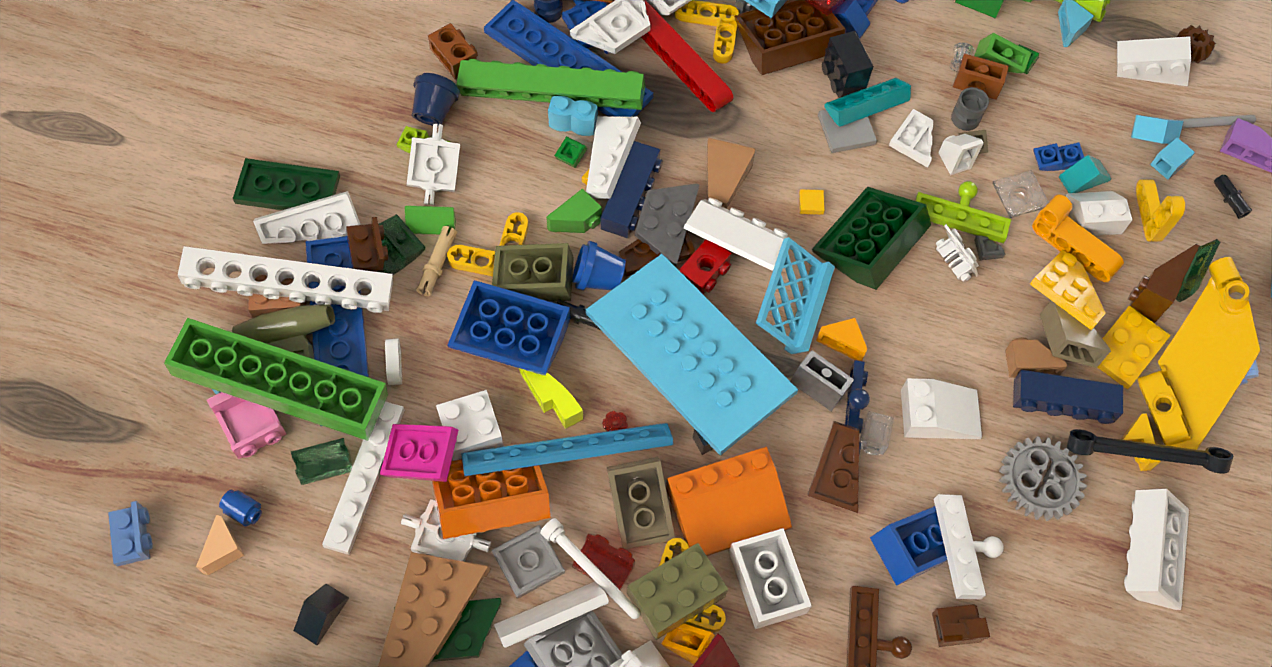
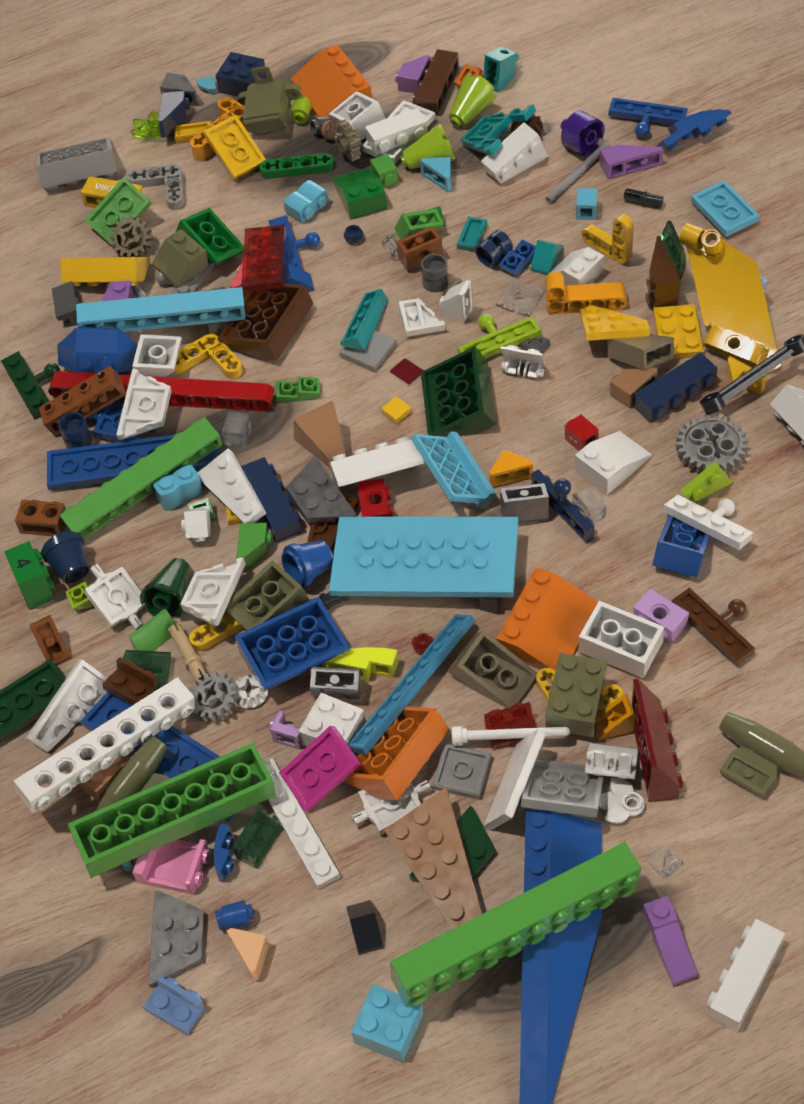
camera: 35 degrees left, 10 degrees down
(187, 481) = (176, 937): none -> flat silver wing
(279, 453) = (222, 856): none -> blue slope
(352, 155) = (49, 640): none -> dark orange slope
(390, 89) = (30, 574): none -> green brick
(393, 361) = (230, 735): white beam -> none
(415, 314) = (213, 696): none -> light grey gear
(432, 389) = (284, 733): none -> lavender bracket
(435, 334) = (257, 695): none -> white gear
(476, 193) = (167, 588): none -> dark green cone
(500, 225) = (211, 591): none -> white wing
(509, 391) = (335, 682): none -> flat silver brick
(553, 159) = (196, 524): none -> white brick
(669, 106) = (236, 429): none -> clear brick
(750, 114) = (303, 389): none -> bright green slope
(831, 575) = (673, 617): none -> lavender brick
(838, 469) = (590, 541): reddish brown wing -> none
(847, 64) = (328, 307): black brick -> none
(858, 175) = (406, 371): none -> dark red sticker
(939, 362) = (580, 432): none -> red brick
(941, 17) = (353, 234): none -> dark blue plate
(959, 625) = (756, 566): reddish brown piece -> none
(997, 509) = (706, 483): none -> lime wing
(1041, 129) = (493, 248): none -> dark blue wheel
(1042, 101) = (471, 234): none -> teal tile
(1144, 19) = (484, 133): none -> teal wing
(1156, 129) = (558, 195): medium azure slope -> none
(1238, 89) = (582, 132): none -> dark purple brick

